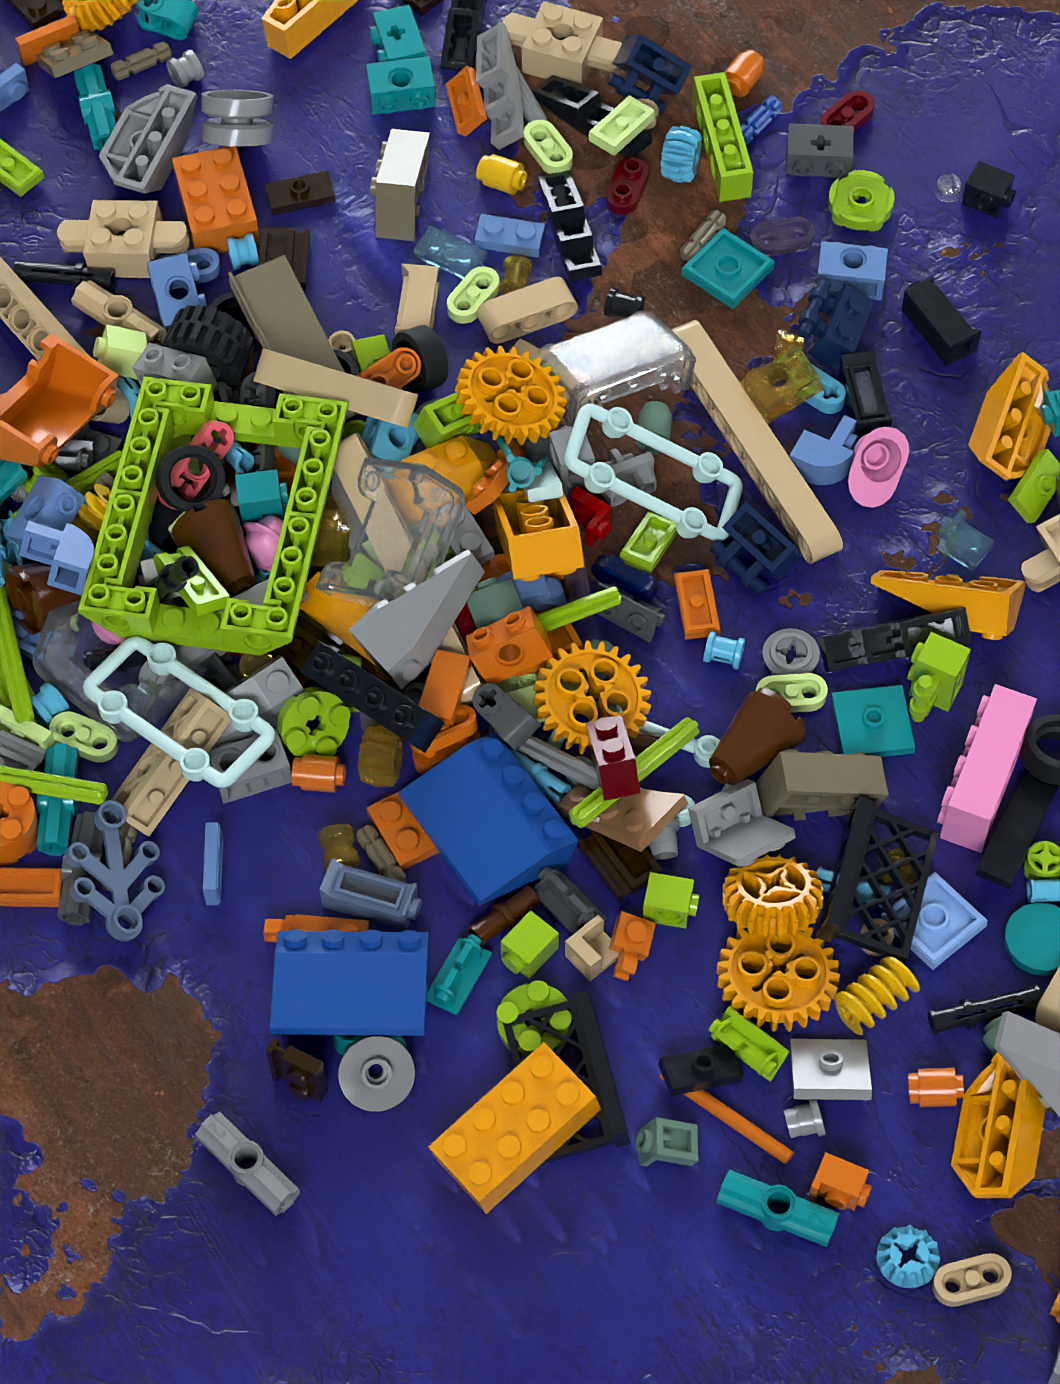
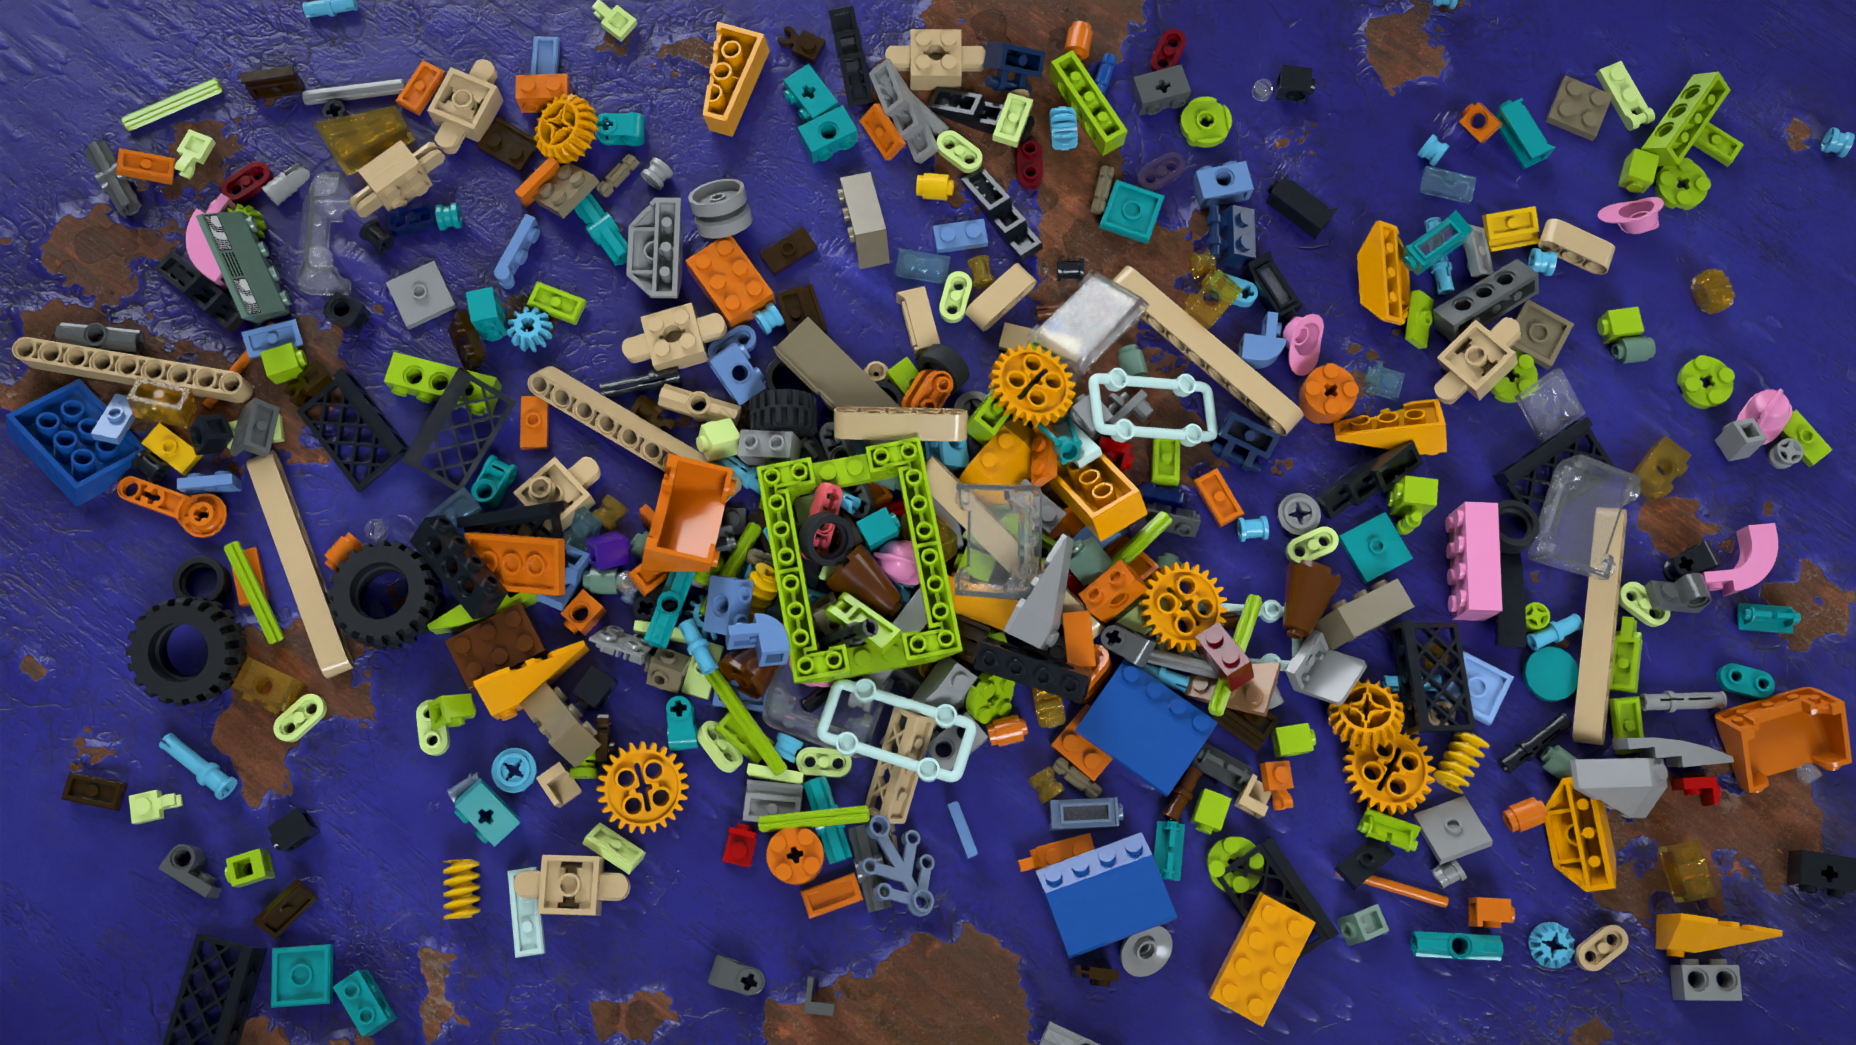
camera: 25 degrees left, 15 degrees up
(60, 306) = (652, 413): none -> dark brown plate
(882, 530) = (1337, 384): none -> orange brick

